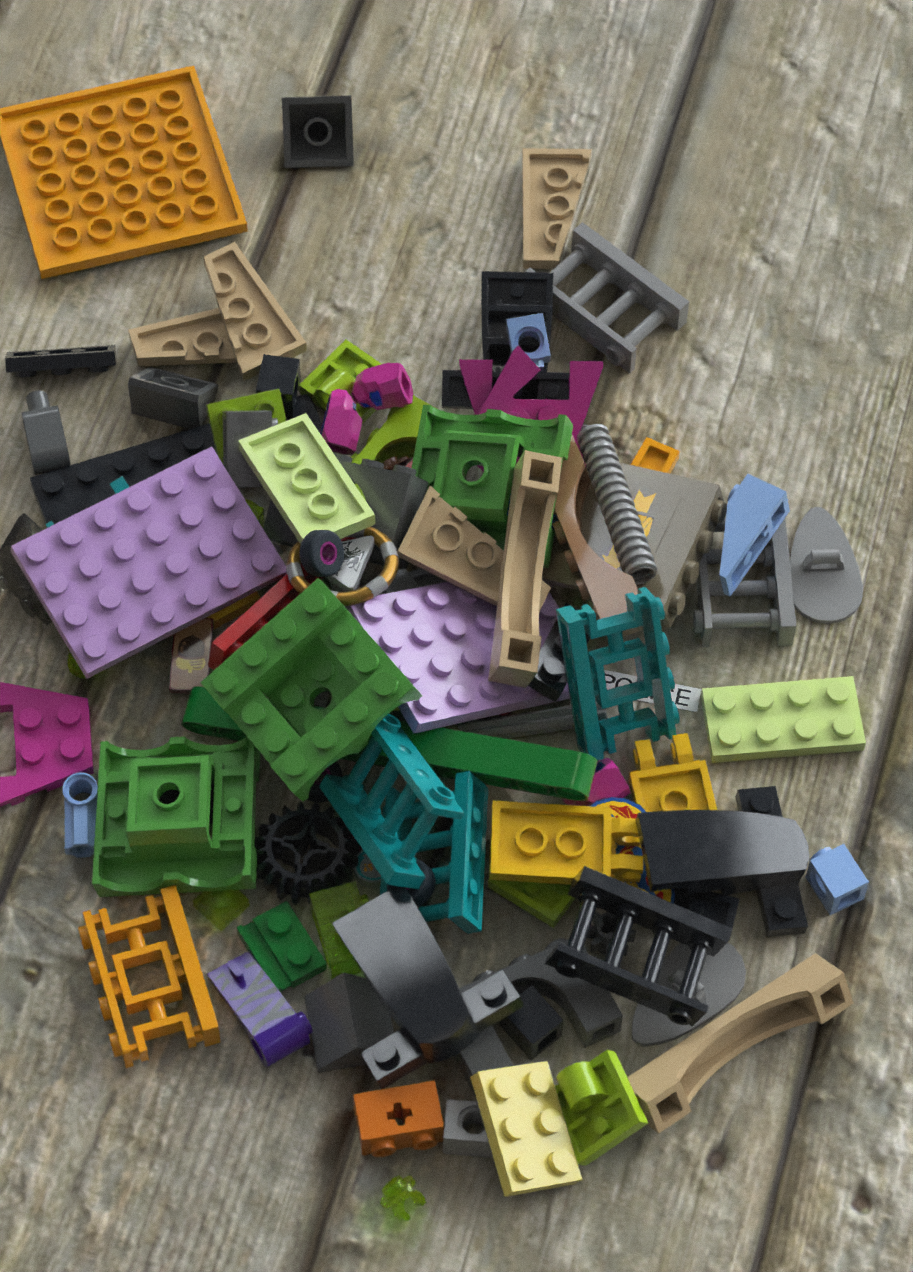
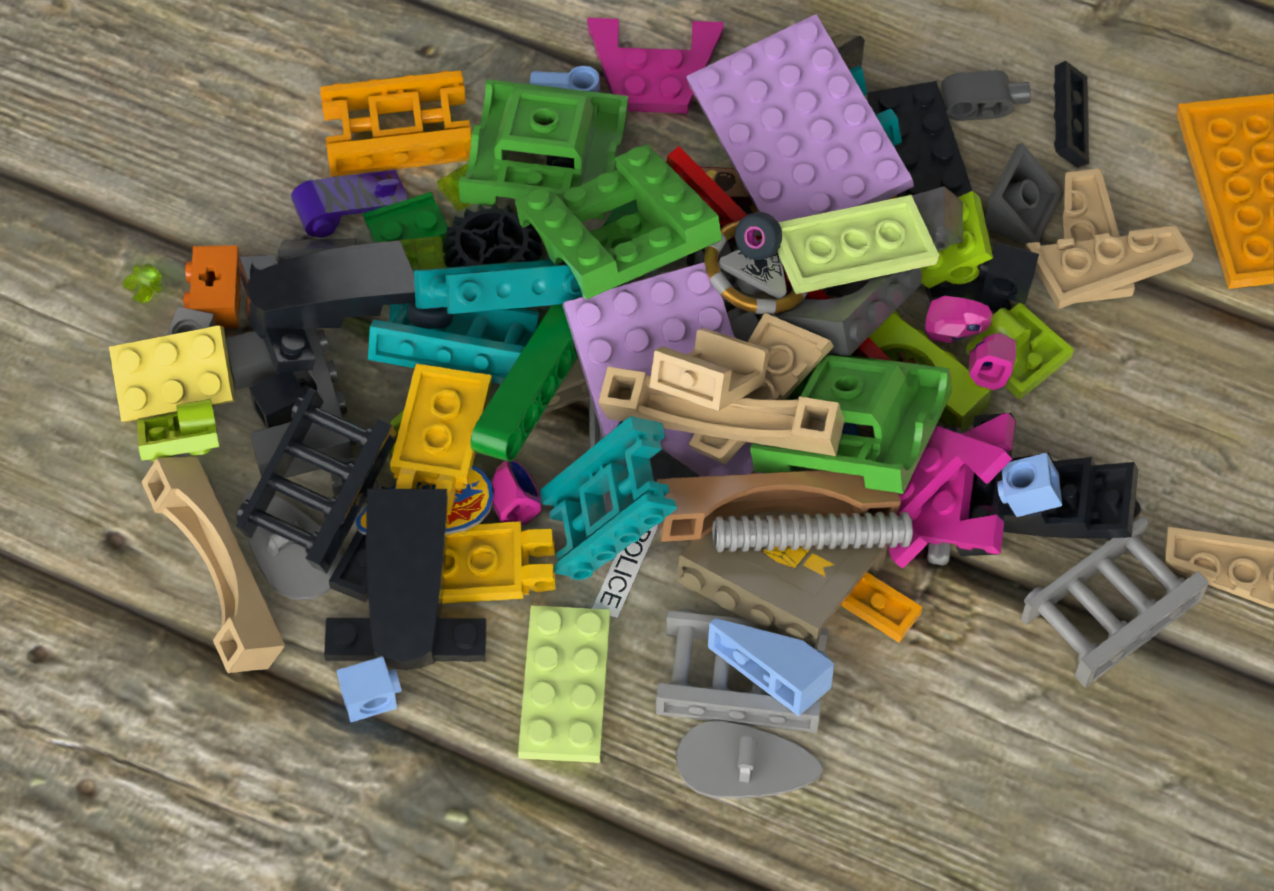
camera: 100 degrees right, 0 degrees up
(487, 578) = (712, 374): none -> tan panel

